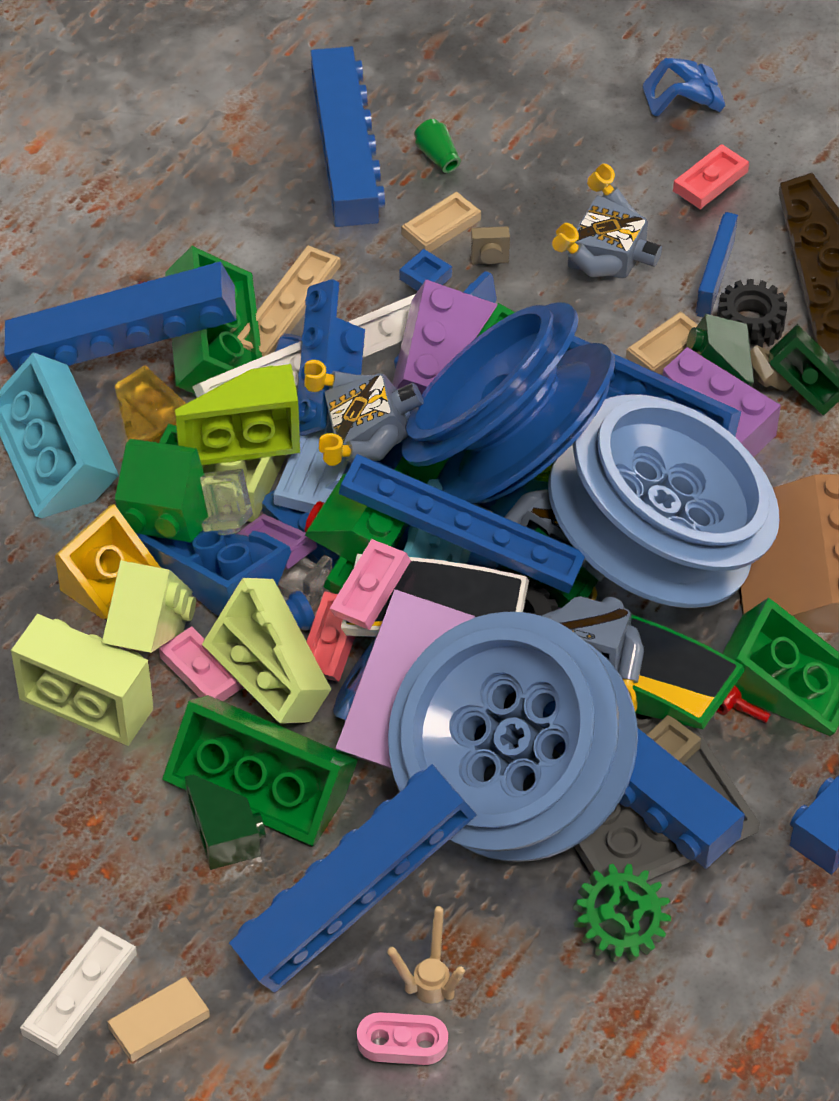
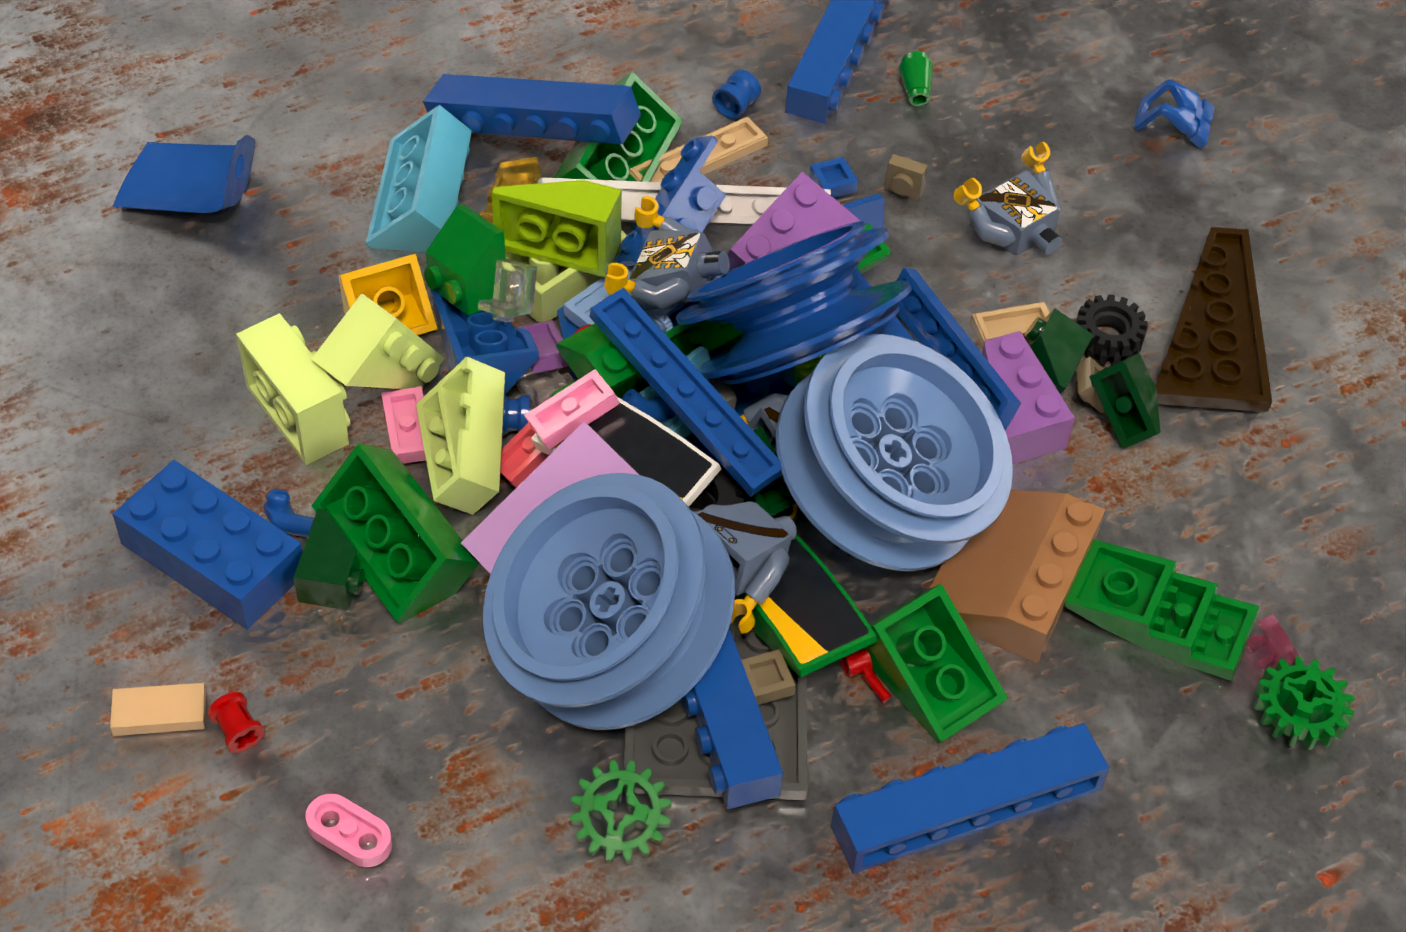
camera: 25 degrees right, 0 degrees up
(78, 991) = (112, 652): white tile -> none
(102, 853) = (209, 543): none -> blue brick
(148, 802) = (282, 515): none -> blue arm
(239, 996) = (235, 722): none -> red bush
(286, 228) = (735, 96): none -> blue wheel
(351, 878) = (387, 661): blue brick -> none
(431, 977) = (411, 785): tan plant -> none
(435, 548) = (656, 408): none -> blue arm
(441, 222) = (878, 143): tan tile -> none
(710, 176) = (1150, 197): coral plate -> none
(716, 264) = (1105, 273): blue tile -> none

